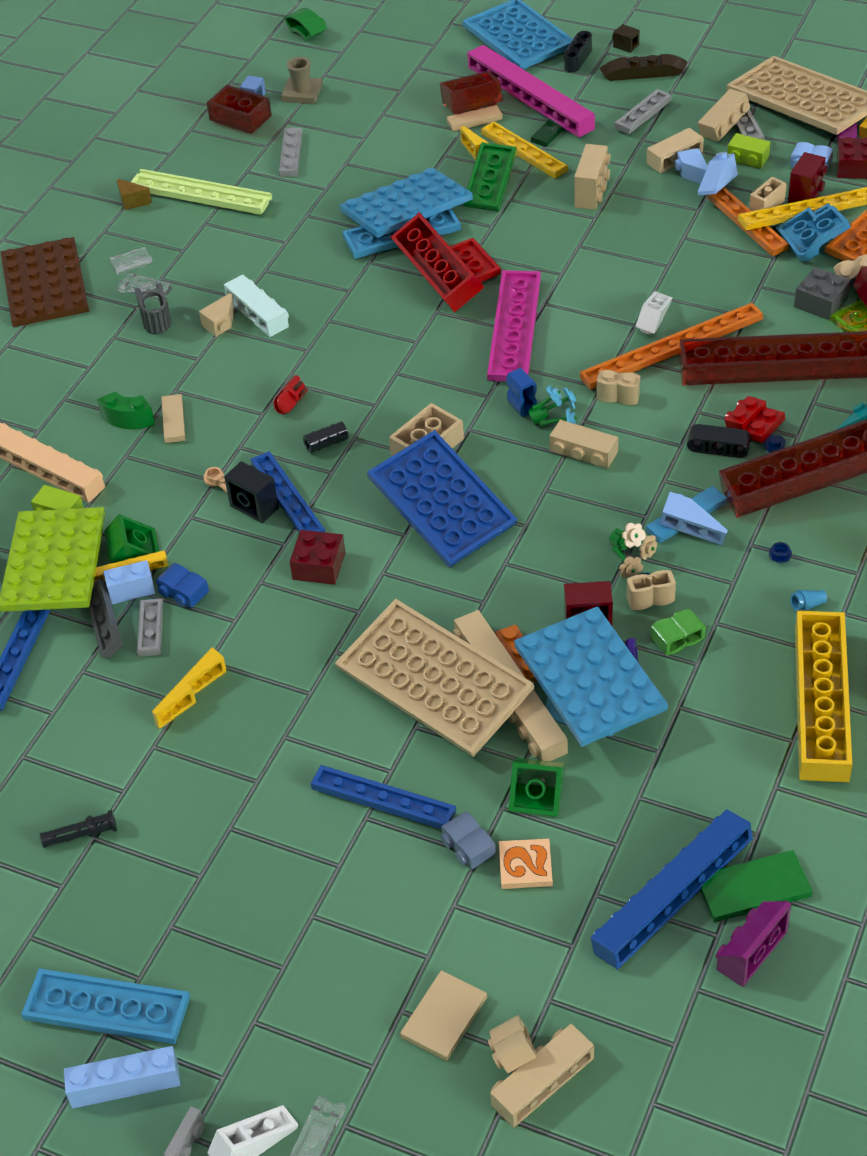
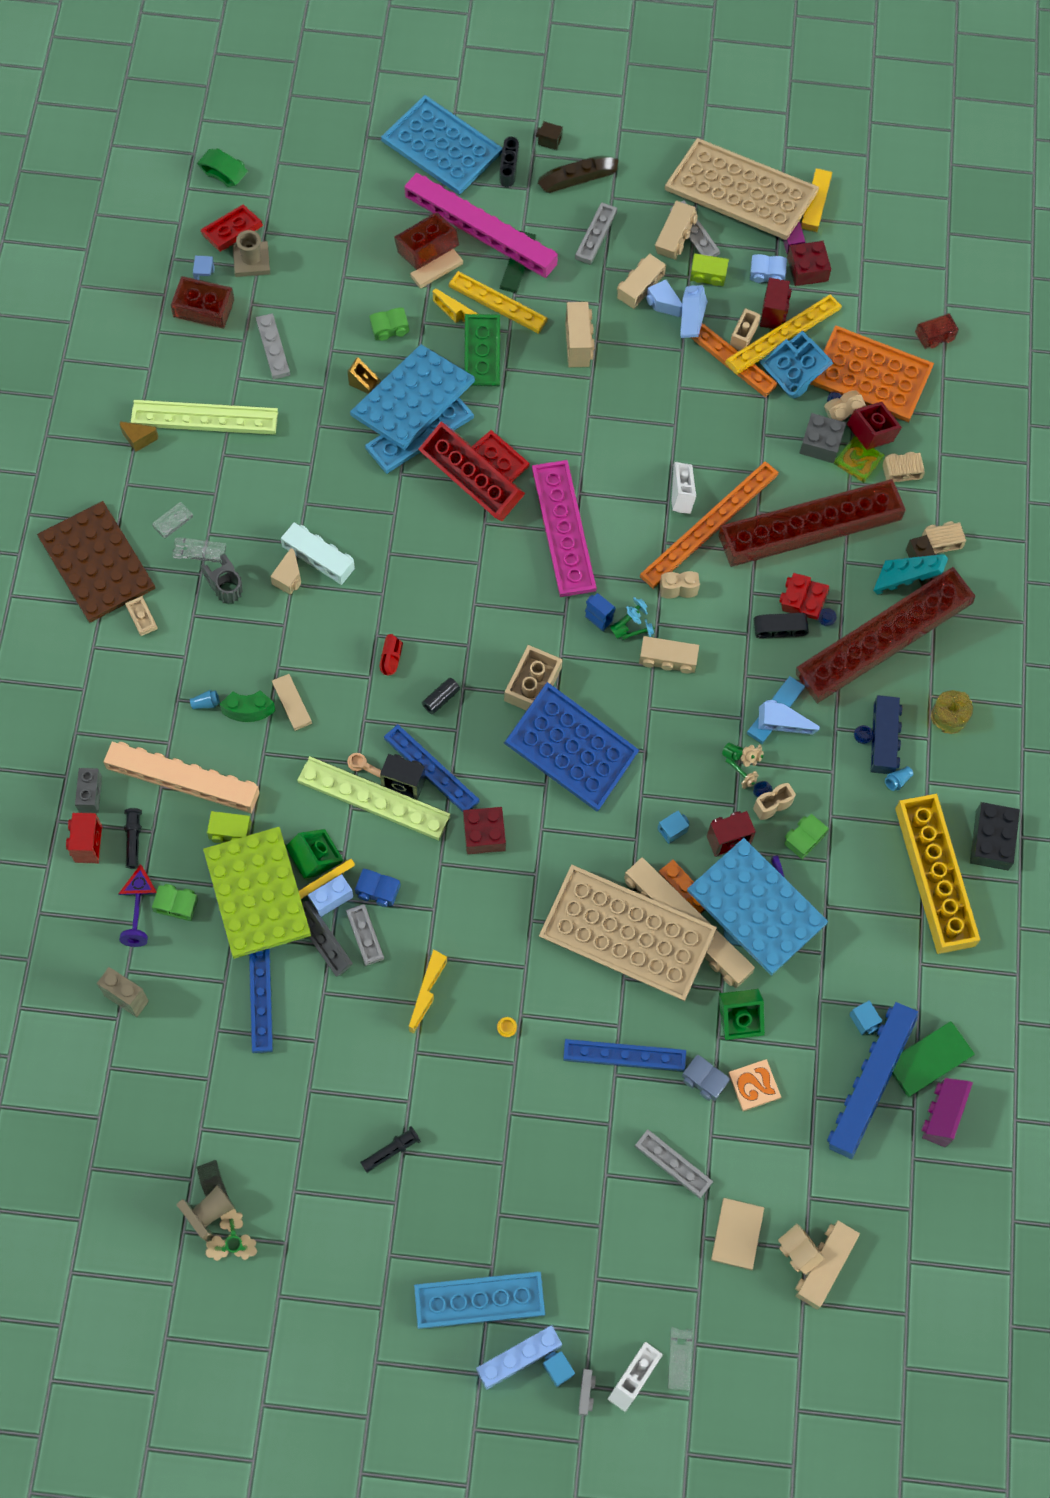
camera: 25 degrees left, 20 degrees up
(63, 326) = (141, 616): none -> tan plate
(87, 400) = (205, 700): none -> dark azure cone
(163, 1103) = (558, 1368): none -> dark azure brick
(218, 512) = (374, 798): none -> yellowish green plate
(262, 741) = (507, 1027): none -> yellow plate
(278, 67) = (225, 230): none -> red plate
(362, 179) = (362, 377): none -> pearl gold slope
(395, 920) = (673, 1164): none -> light grey plate
(408, 148) = (389, 324): none -> bright green brick
(528, 594) = (673, 826): none -> dark azure brick
(685, 821) = (866, 1018): none -> dark azure brick
(805, 555) = (885, 734): none -> dark blue brick

